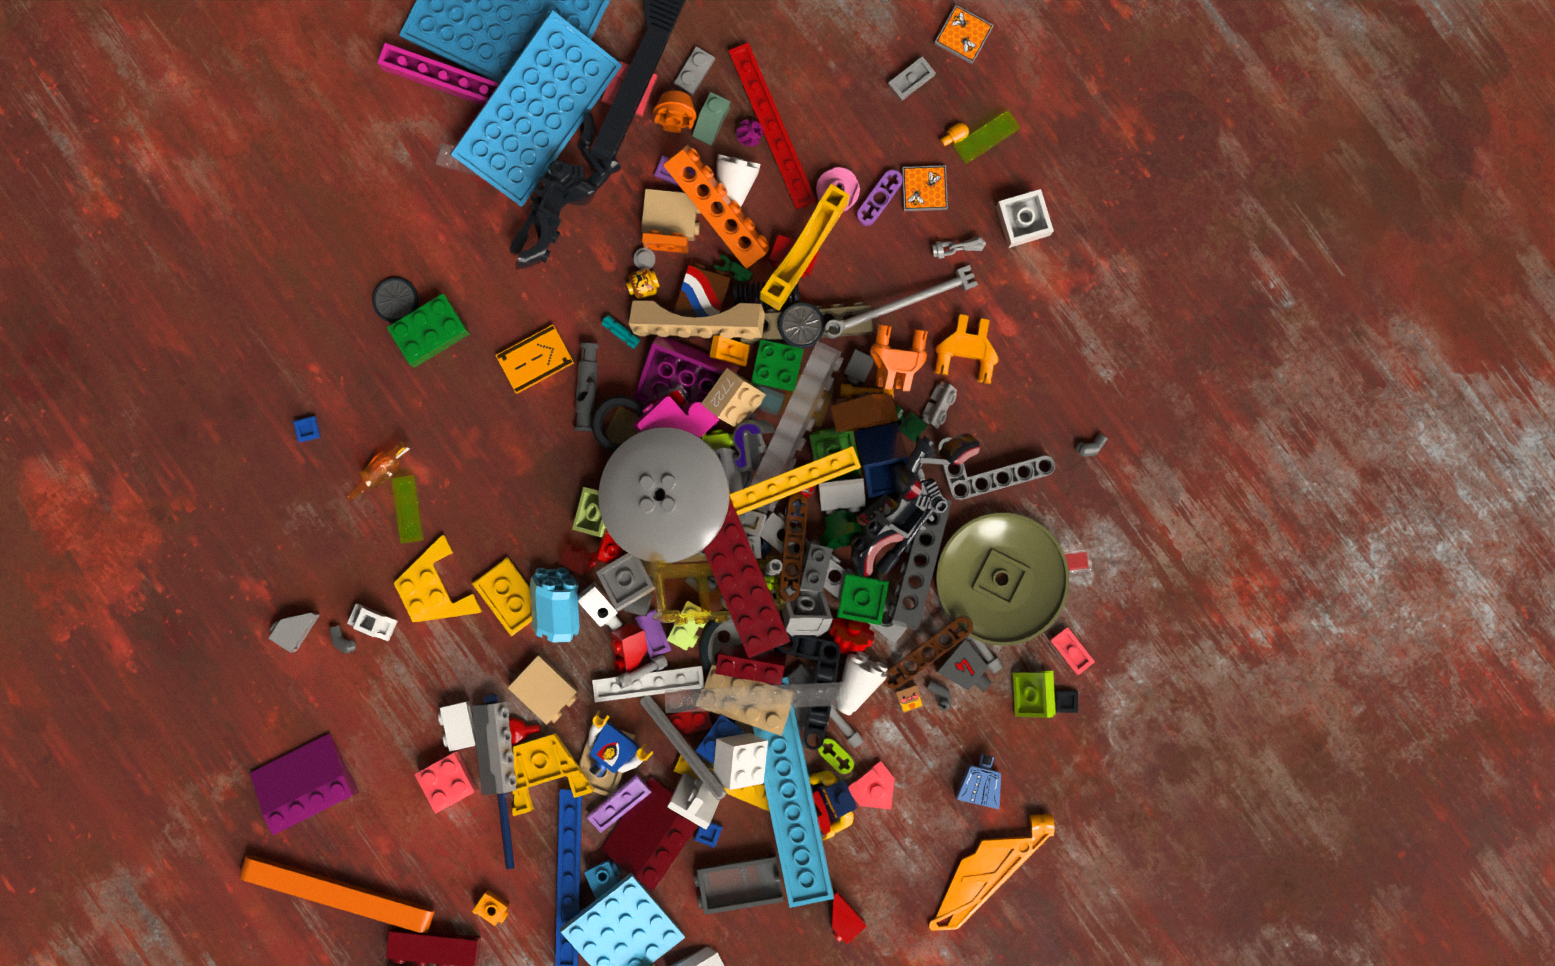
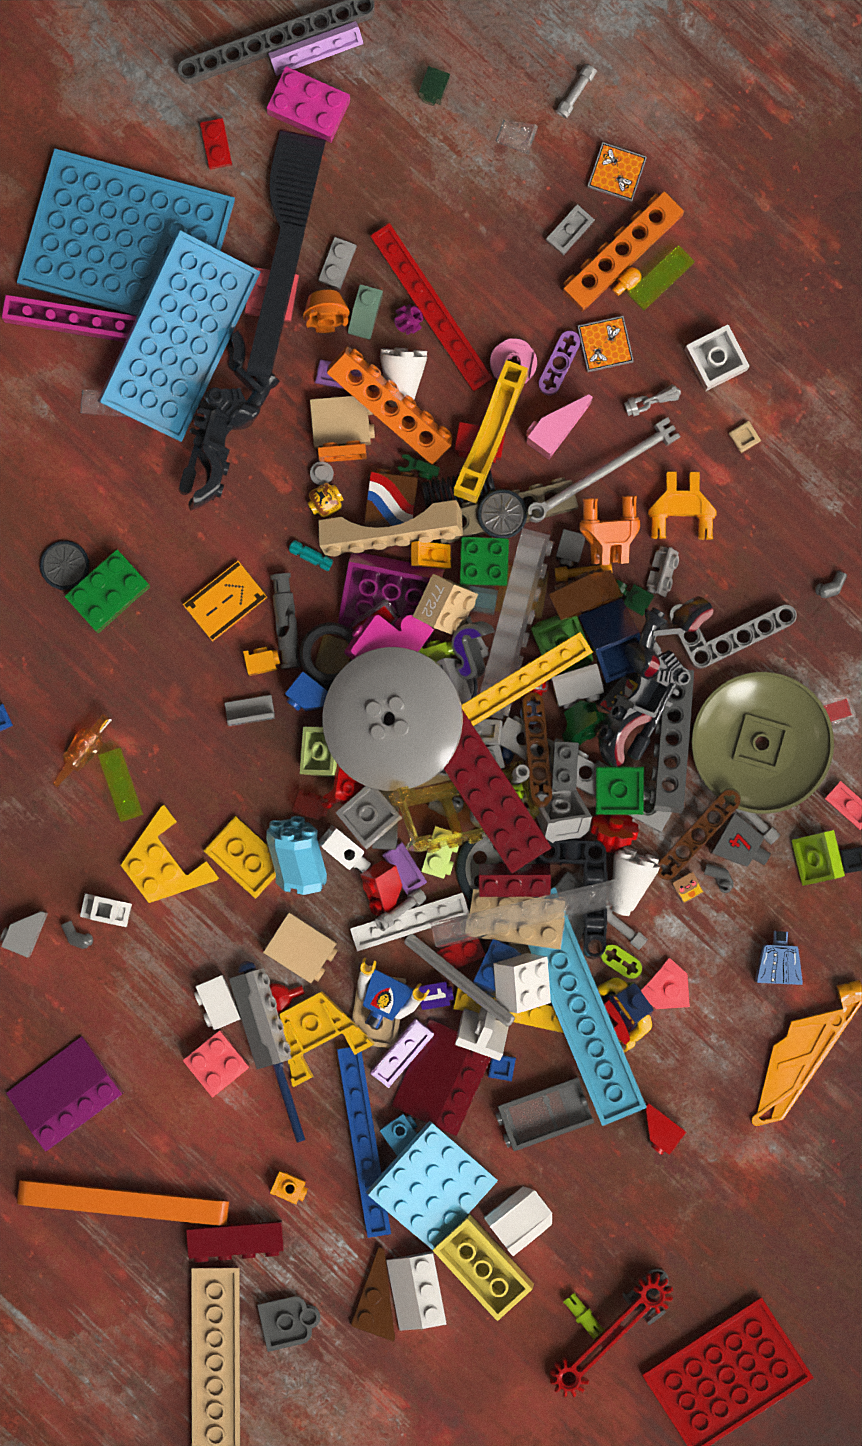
camera: 10 degrees left, 0 degrees up
(538, 463) = (249, 710): none -> light grey panel
(557, 419) = (261, 661): none -> light orange brick
(590, 457) = (306, 694): none -> blue slope
(662, 756) = (438, 995): none -> dark purple brick
(865, 254) = (553, 428): none -> bright pink slope
(996, 69) = (670, 214): none -> orange brick
(1036, 296) = (744, 437): none -> tan tile

